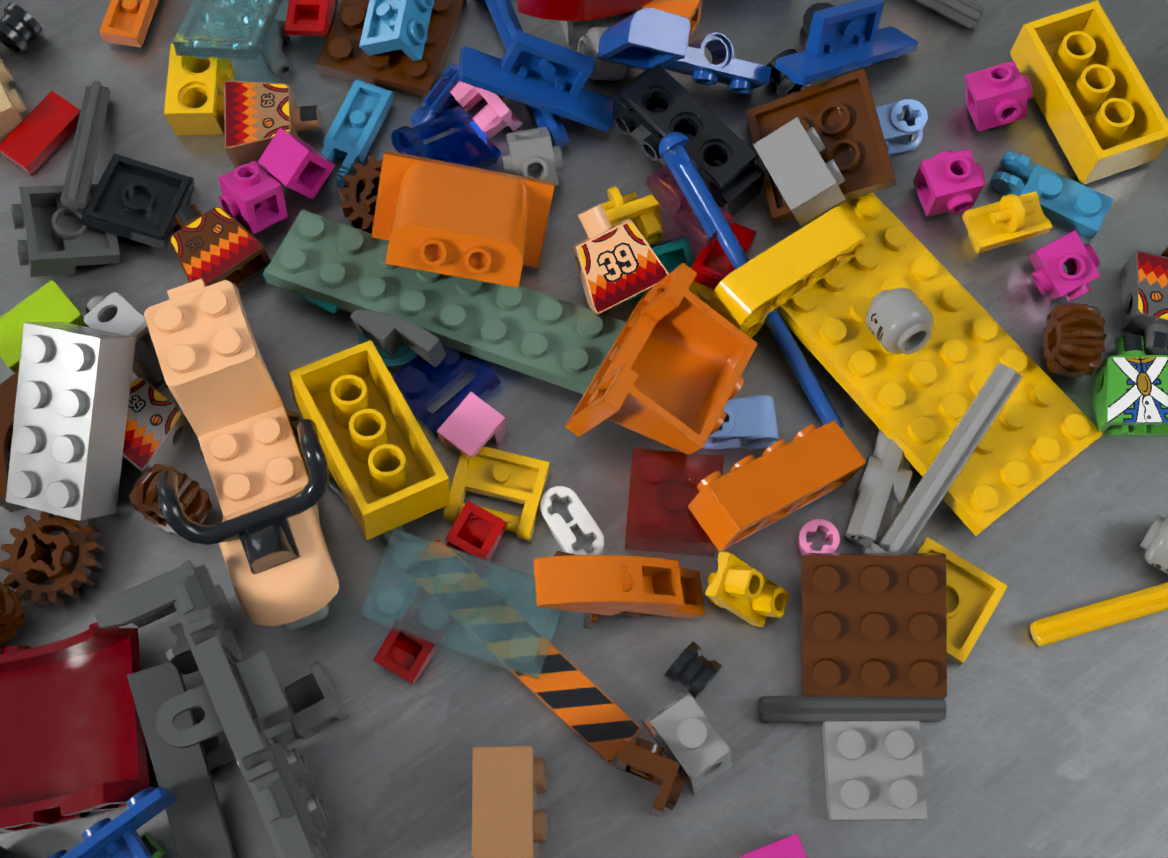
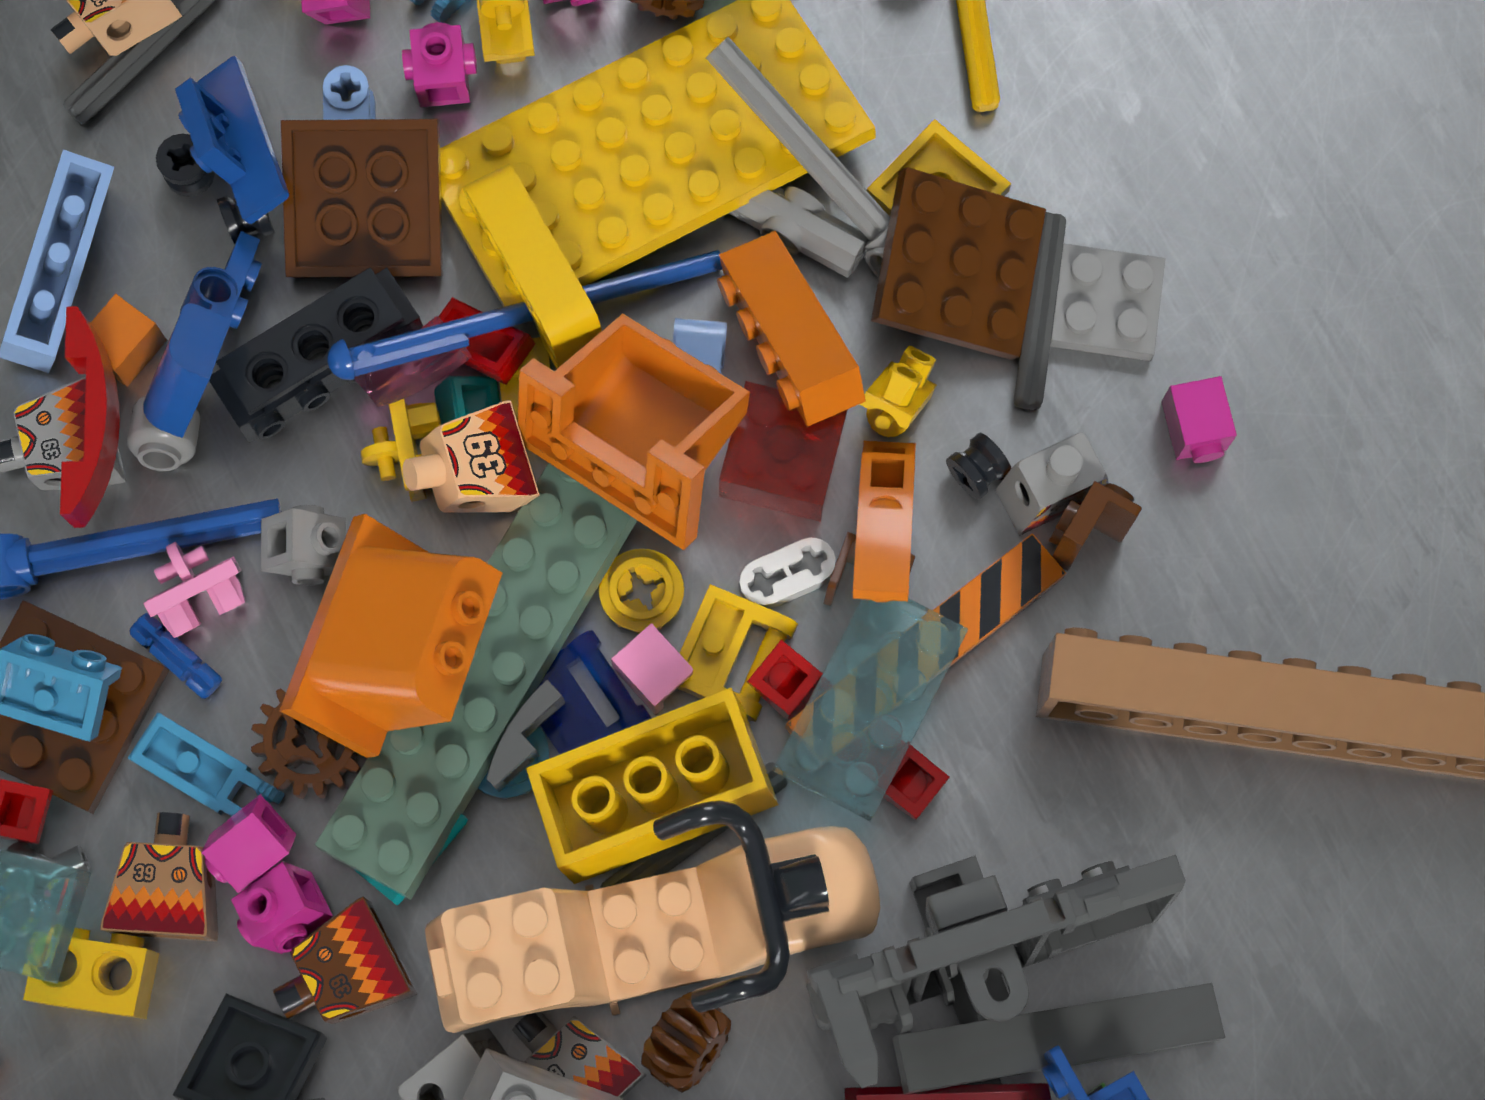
camera: 85 degrees left, 5 degrees up
(465, 145) = (272, 636): clear blue plate -> none
(541, 77) = (199, 513): blue bracket -> none
(543, 396) = (650, 568): none -> yellow gear
(799, 170) = (399, 223): light grey brick -> none
(810, 529) = (863, 303): bright pink bush -> none
(899, 321) = (621, 154): light grey head -> none

